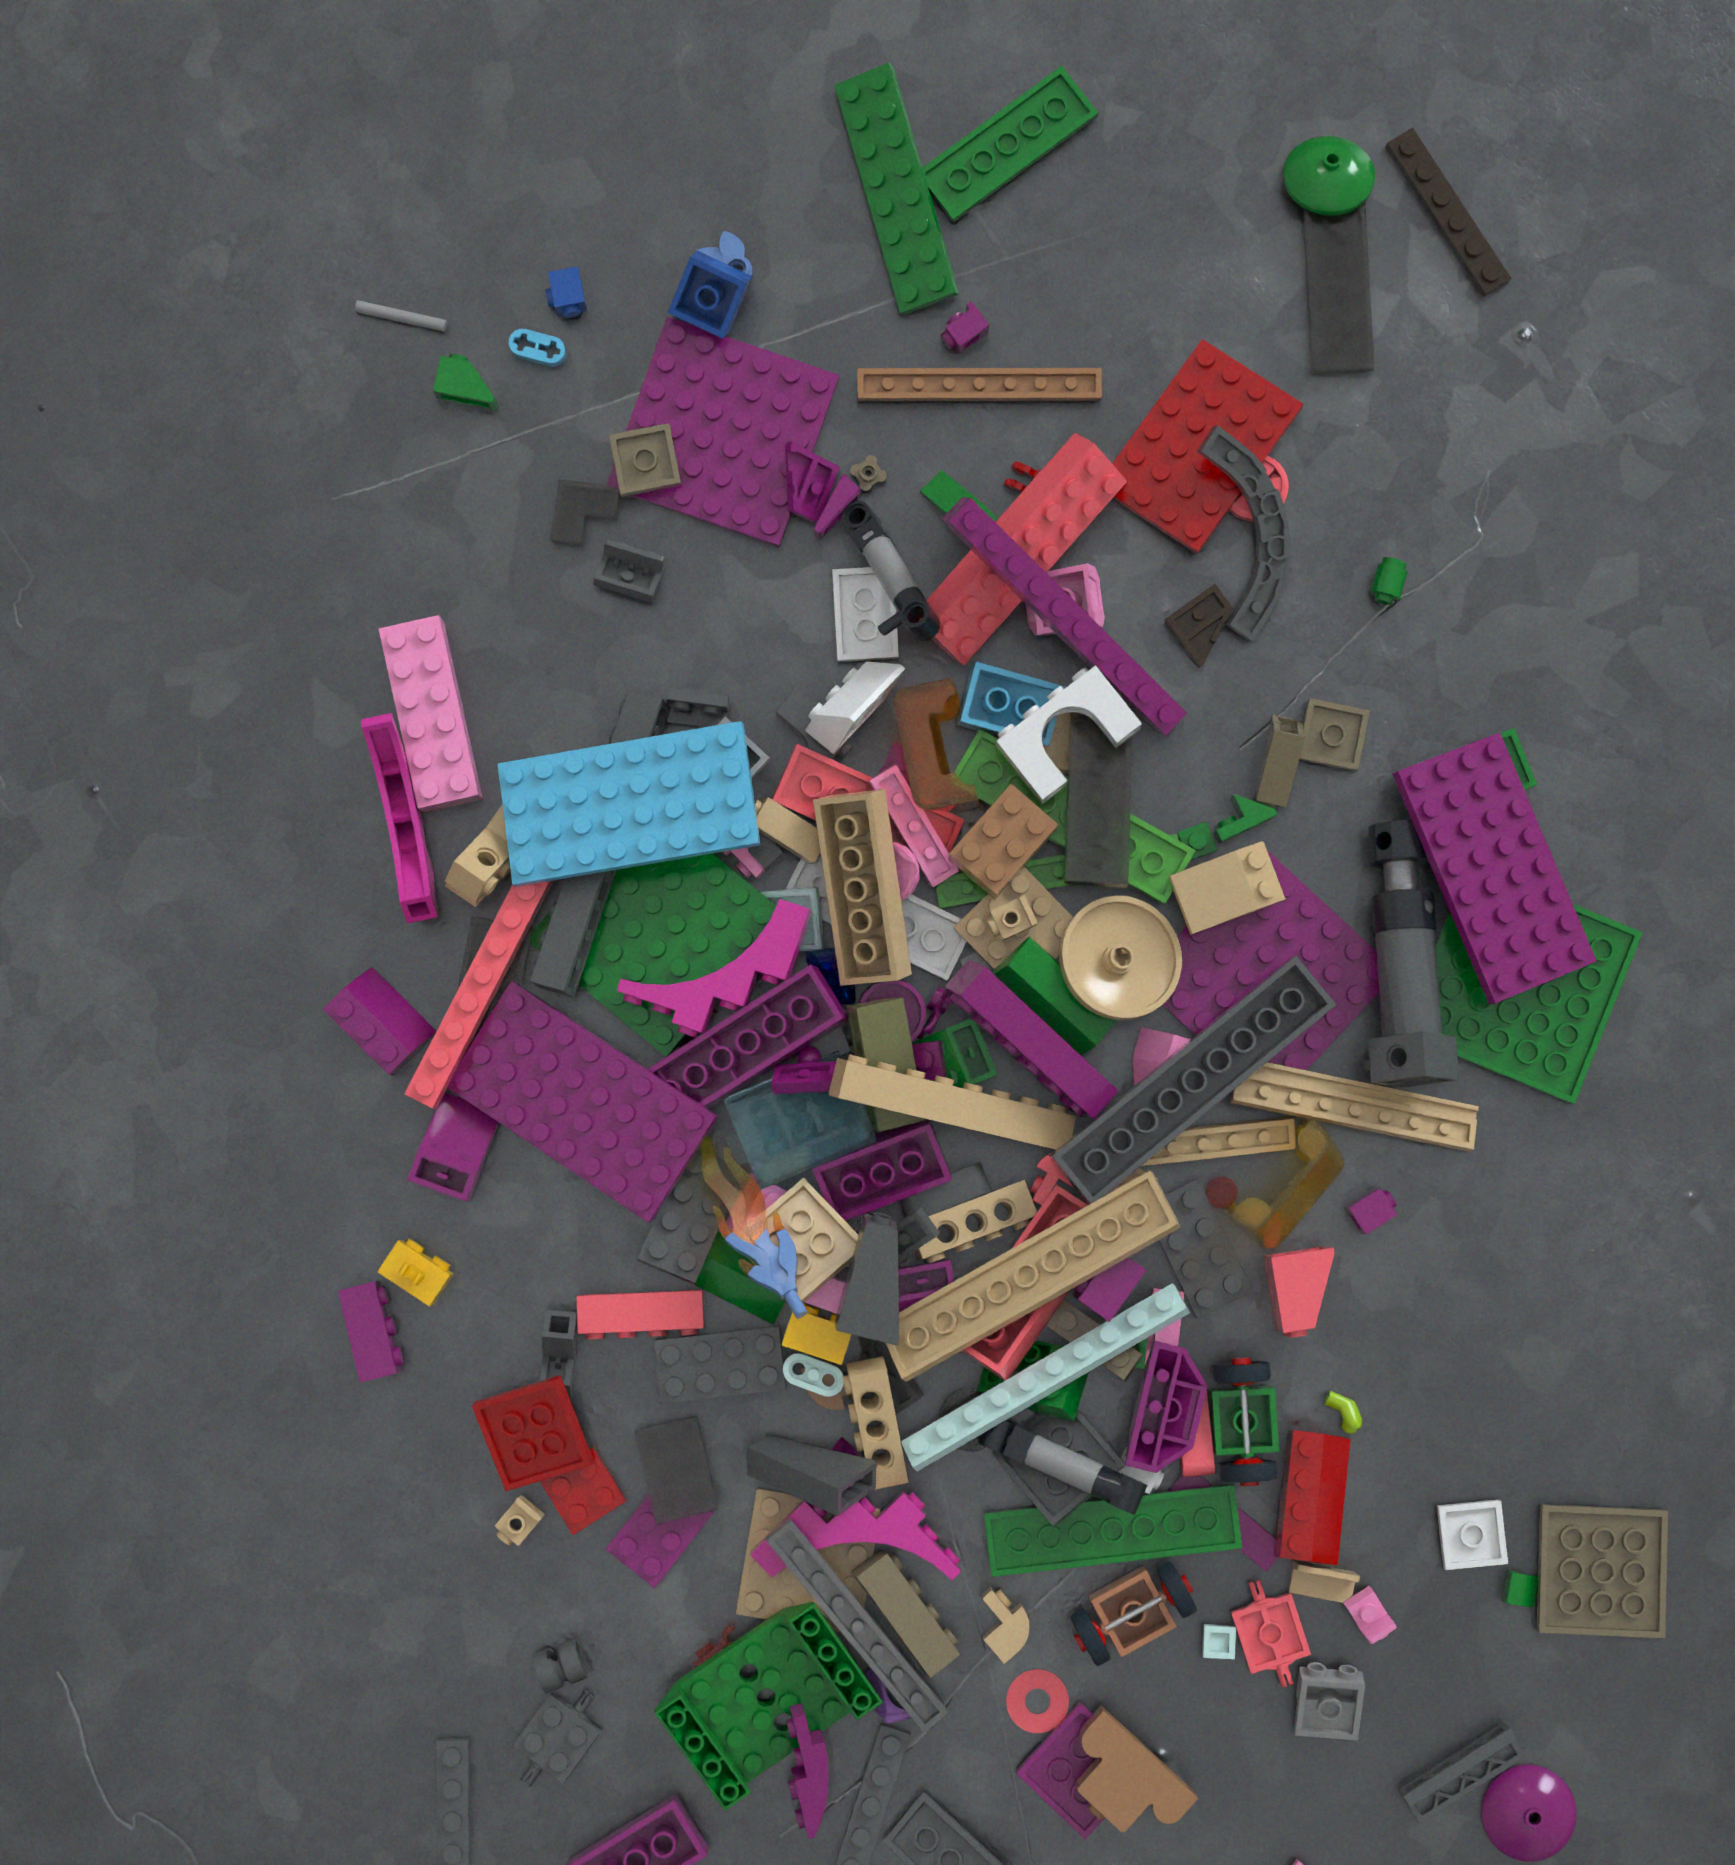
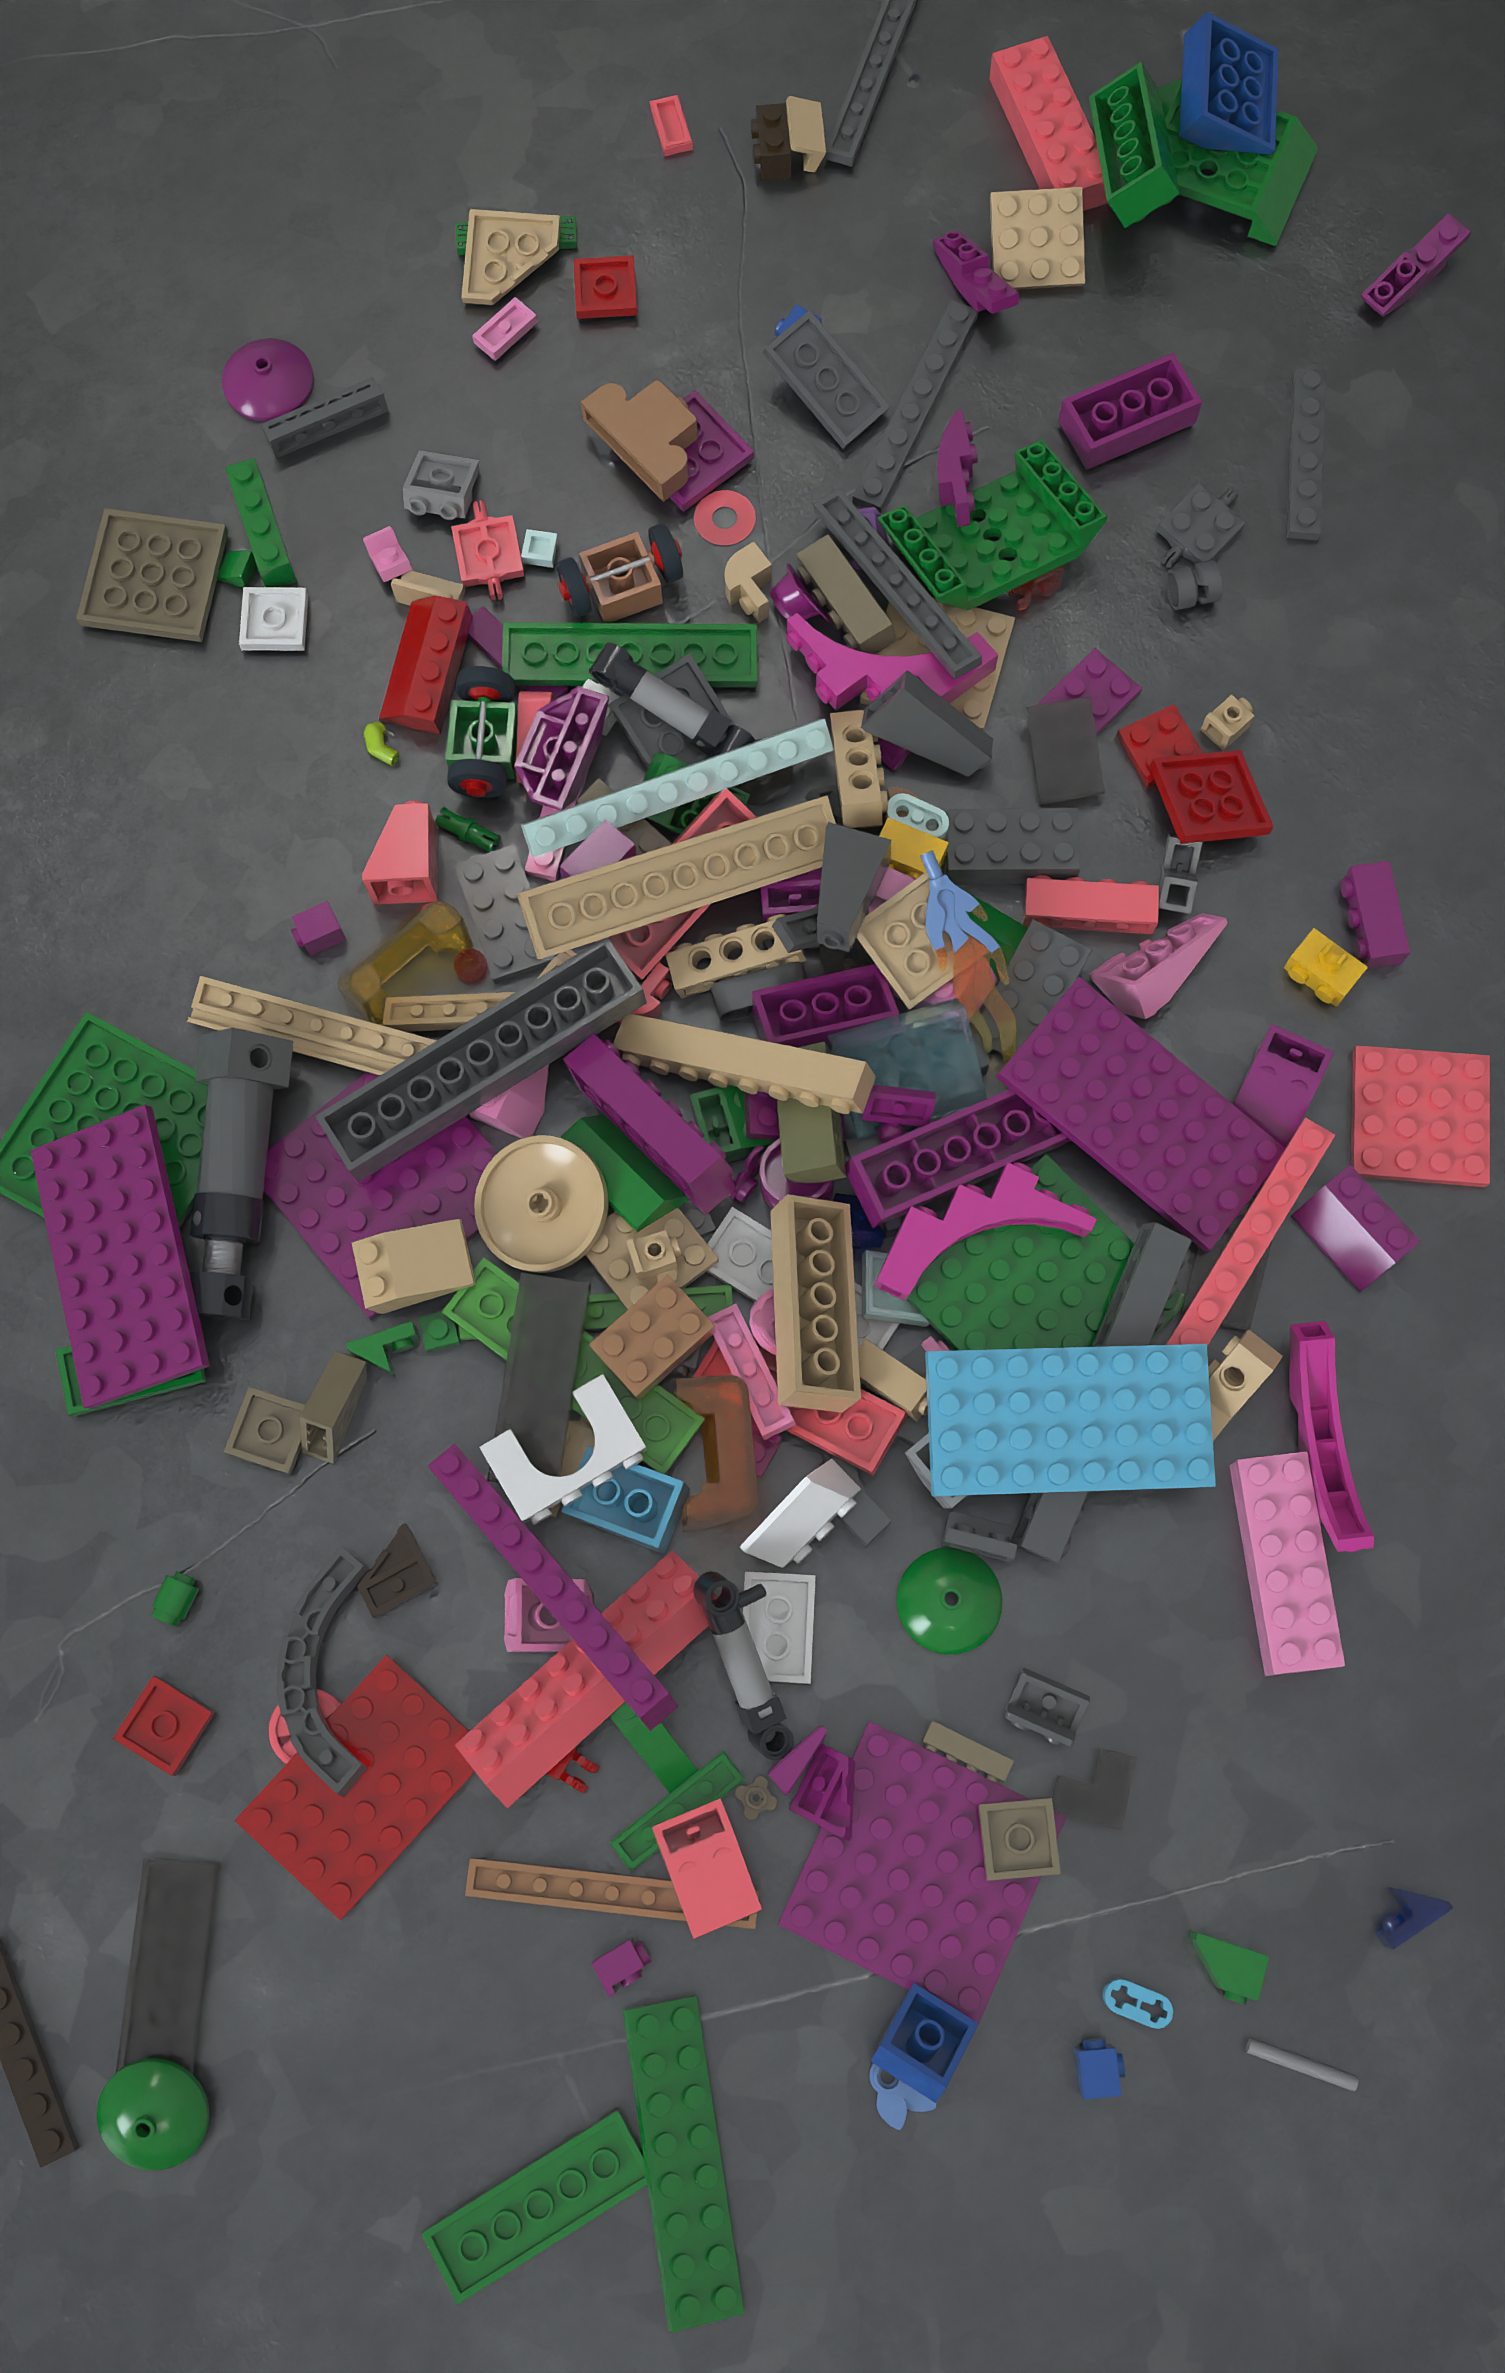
camera: 170 degrees left, 10 degrees down
(307, 442) = (1419, 1913): none -> clear blue slope
(322, 1138) = (1421, 1116): none -> coral plate
(577, 1251) = (1155, 972): none -> bright pink wedge
(696, 531) = (968, 1751): none -> dark tan piece
(726, 674) = (933, 1621): none -> green dish
(903, 407) = (706, 1868): none -> coral slope
(932, 456) = (705, 1786): none -> green tile
(955, 1608) = (793, 597): none -> magenta piece
(1244, 1329) = (467, 830): none -> green pin
(1378, 476) = (163, 1725): none -> red plate
(1503, 1636) = (260, 524): none -> green brick

